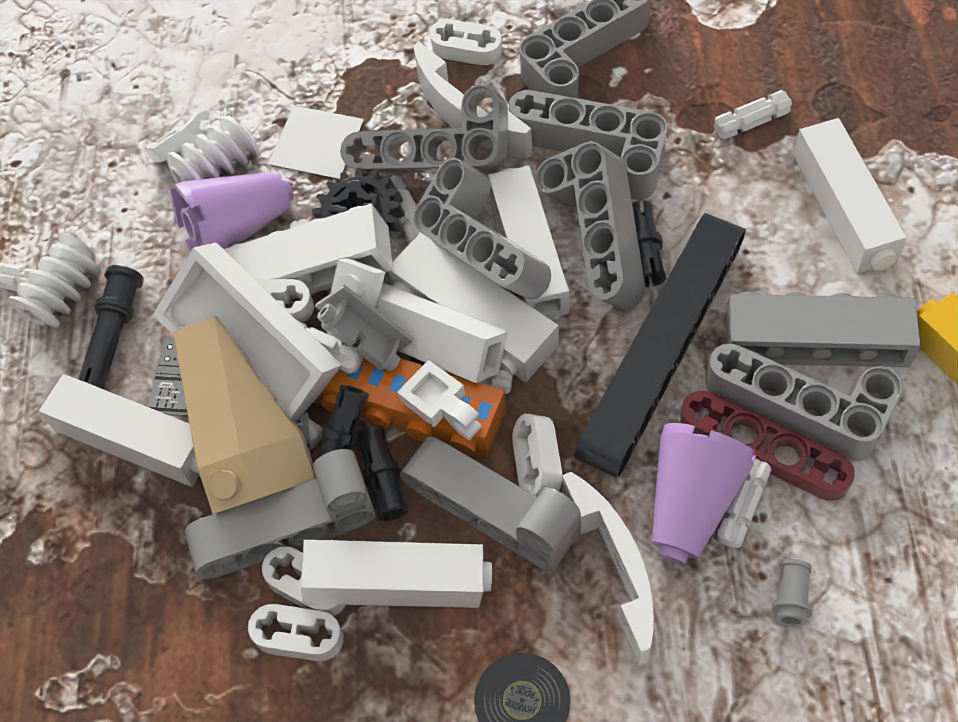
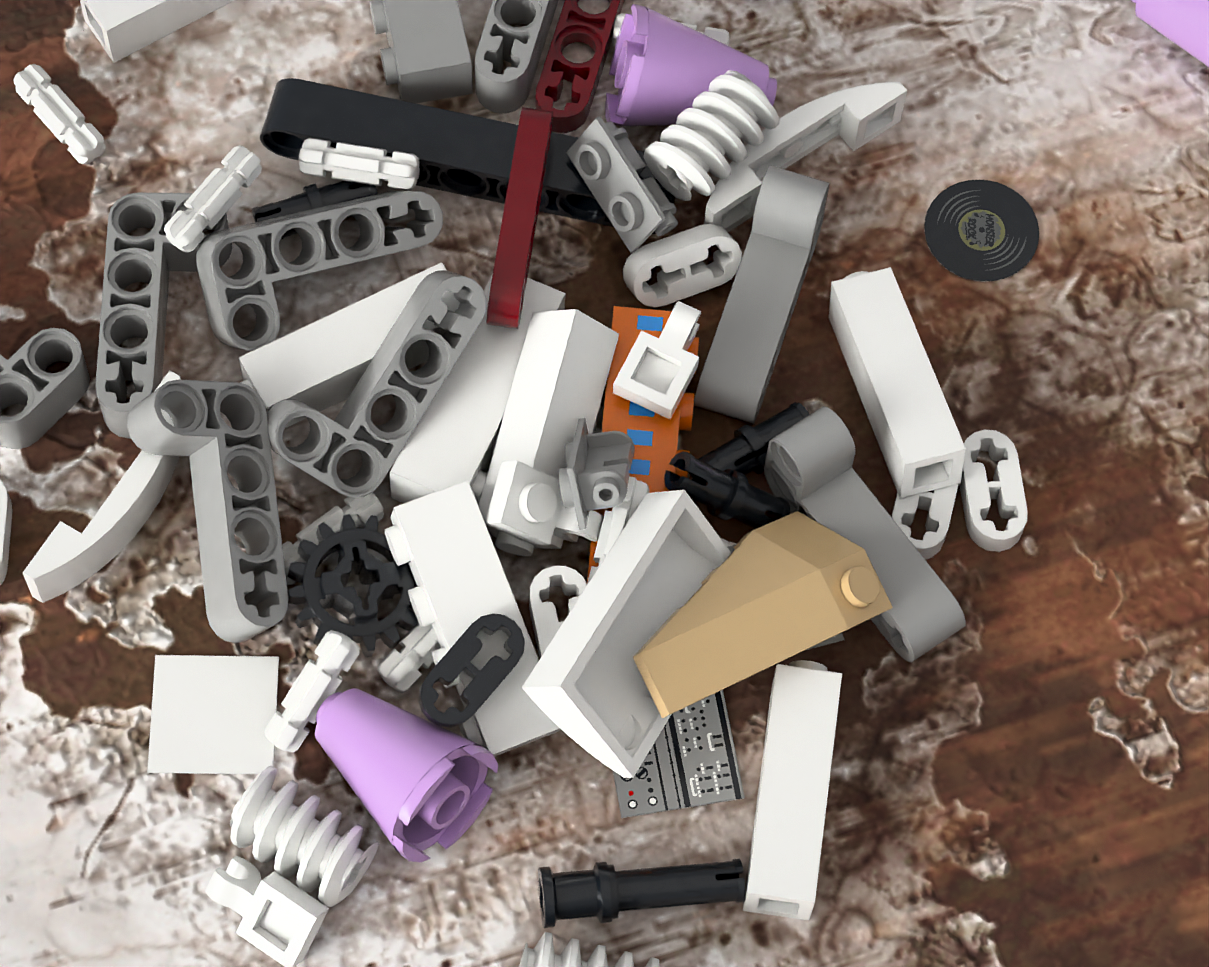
camera: 115 degrees left, 5 degrees up
(250, 242) = (459, 660): none -> black beam
(299, 176) = (310, 690): none -> white axle
(581, 419) = (611, 173): none -> light grey hinge
(585, 335) = (519, 218): none -> dark red beam
(617, 482) = (709, 133): none -> white piece
(646, 162) = (213, 199): none -> white axle
(662, 260) = (359, 164): none -> white axle

